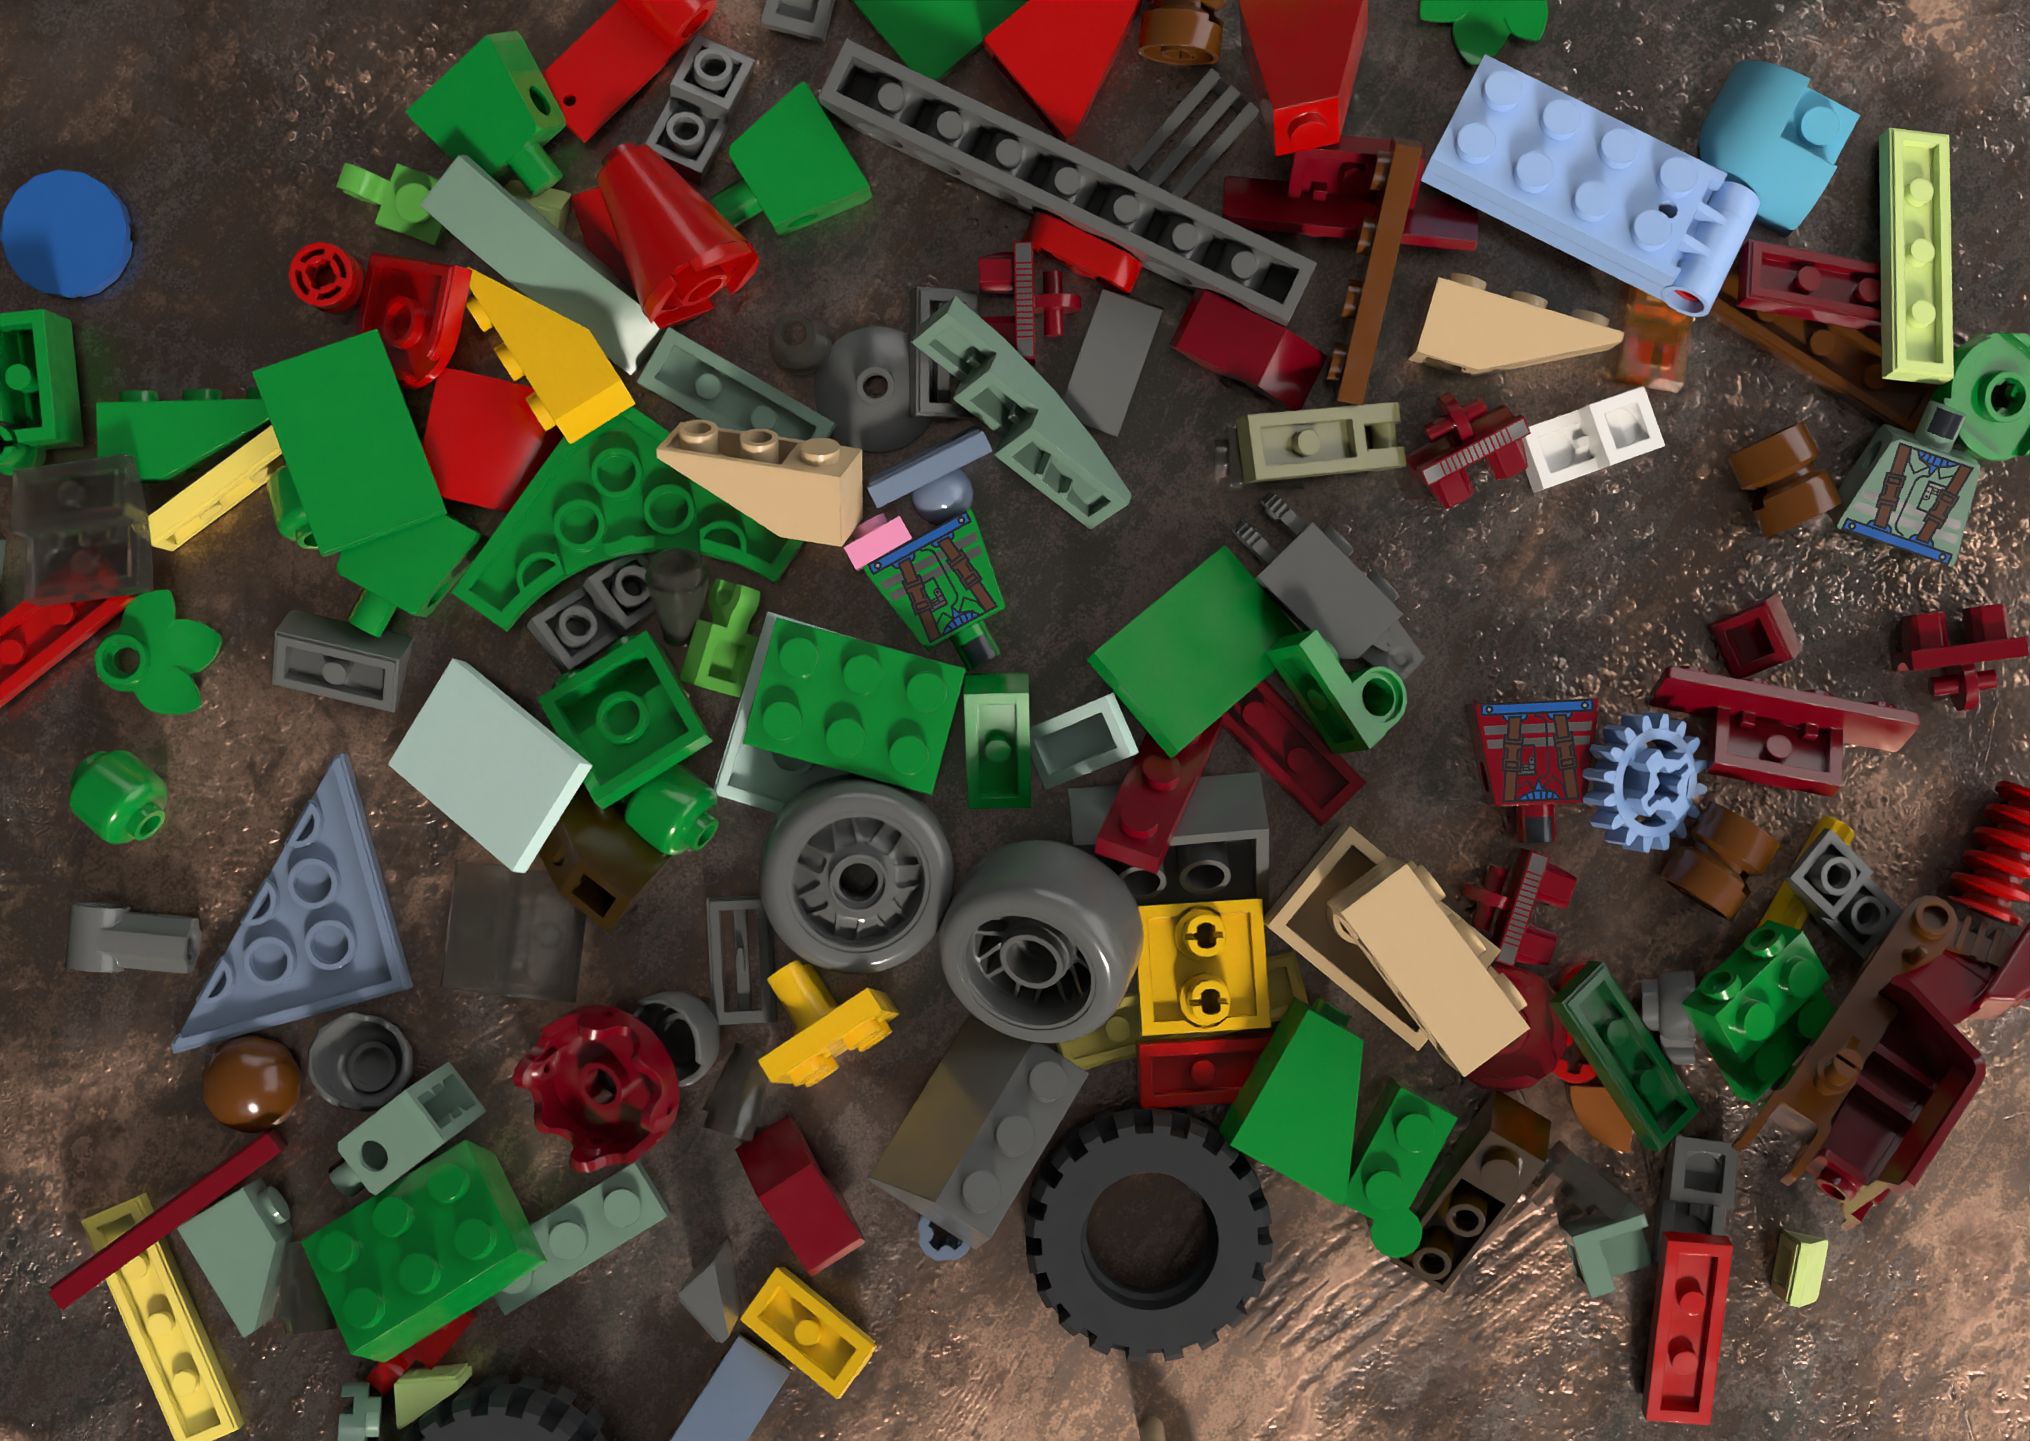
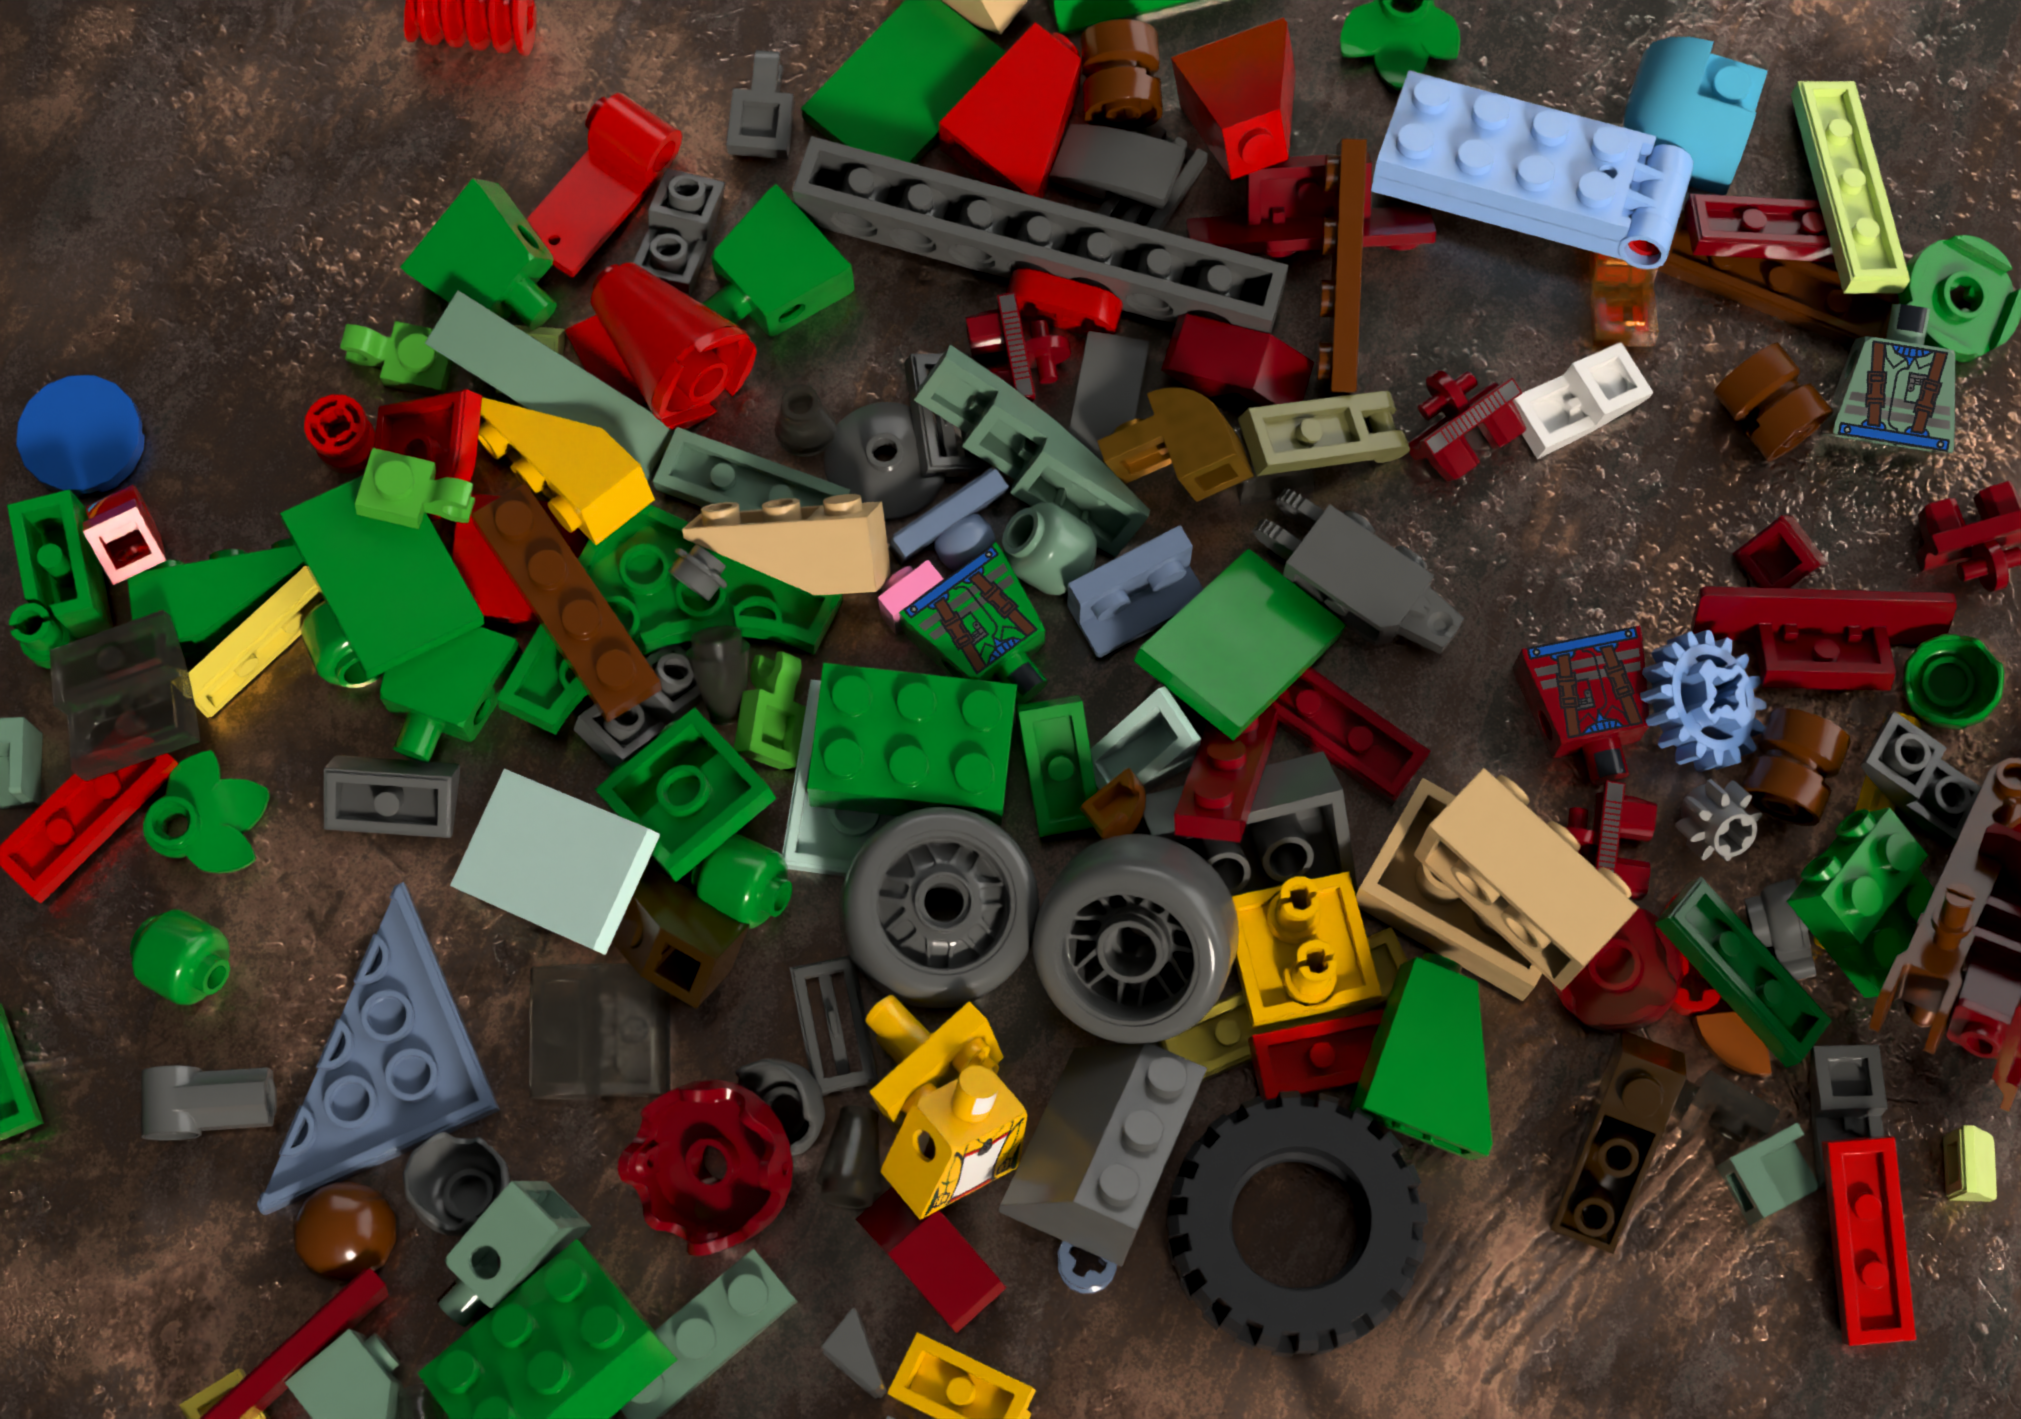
camera: 10 degrees left, 15 degrees down
(97, 348) = (120, 530): none -> red leg
(380, 366) = (405, 487): none -> bright green plate
(531, 502) = (566, 602): none -> reddish brown plate
(667, 493) = (698, 571): none -> dark grey plate
(845, 1105) = (956, 1141): none -> yellow torso
(1024, 519) = (1049, 547): none -> sand green head
(1045, 802) = (1117, 806): none -> dark orange tile
(1104, 580) = (1134, 592): none -> sand blue bracket
(1163, 109) = (1117, 162): none -> dark grey slope
(1189, 435) = (1184, 433): none -> pearl gold brick
(1335, 696) = (1387, 672): green plate -> none
(1392, 1163) = (1532, 1118): green hinge -> none
(1488, 333) = (1463, 315): tan slope -> none
(1634, 901) = (1718, 820): none -> light grey gear
(1896, 800) = (1952, 681): none -> green hair

